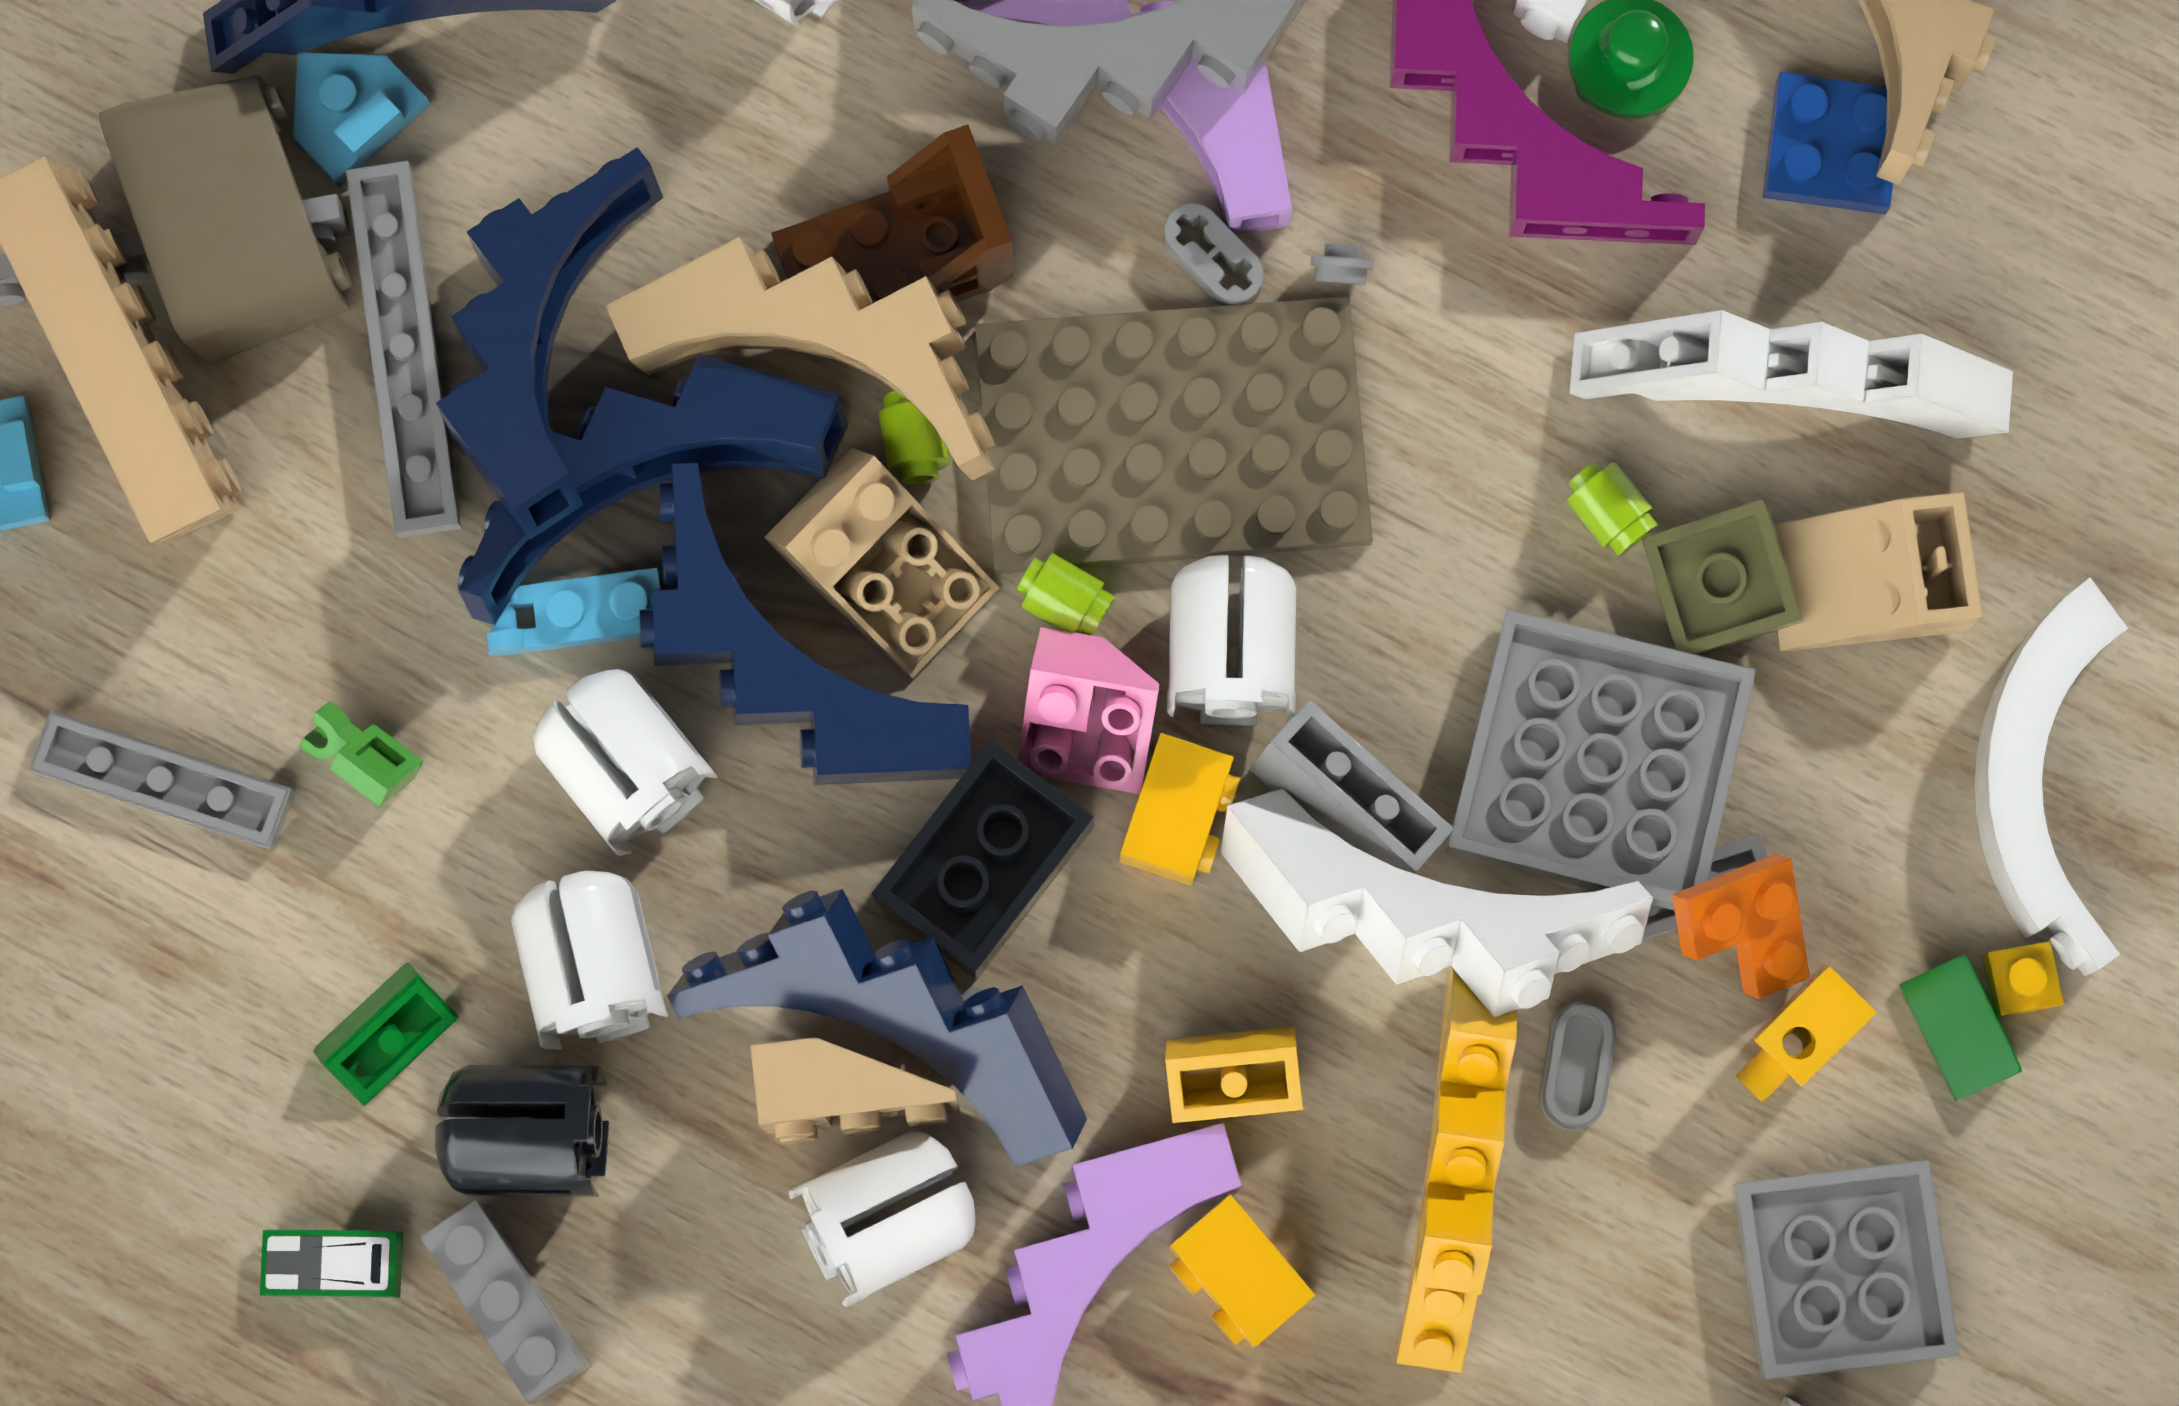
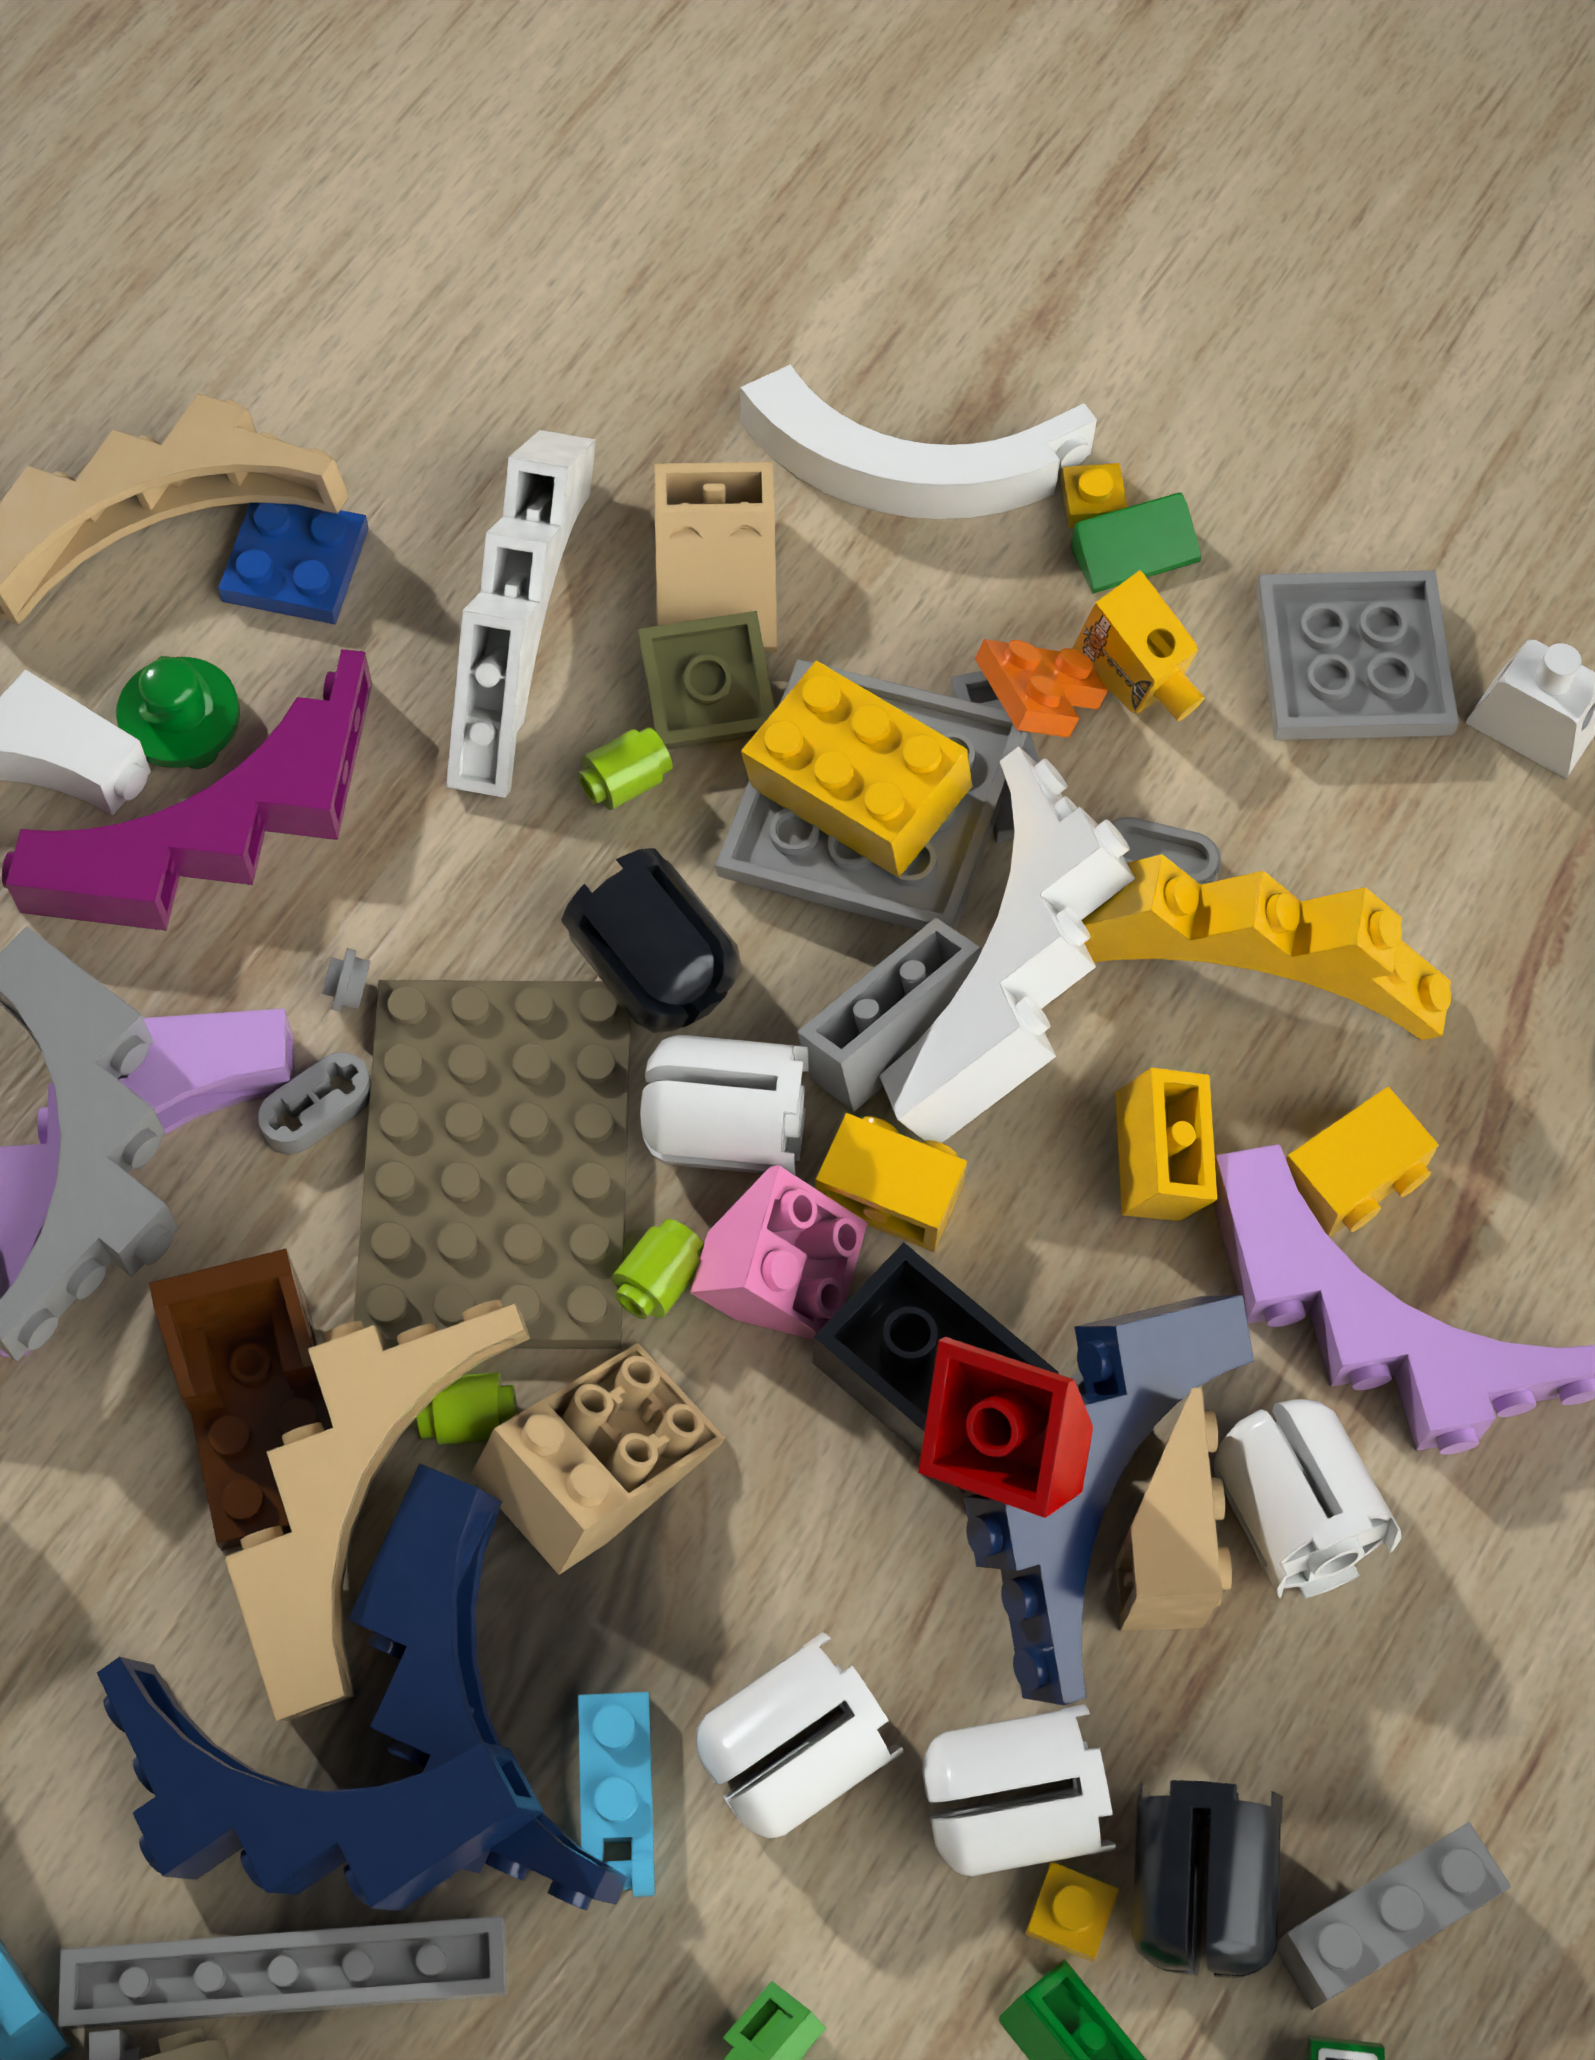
camera: 85 degrees left, 15 degrees down
(498, 1021) = (1071, 1911): none -> yellow plate
(708, 620) = (714, 1578): dark blue arch -> none
(874, 907) = (1005, 1429): none -> red slope
(1399, 554) = (653, 943): none -> black cylinder
(1611, 734) = (857, 768): none -> yellow brick

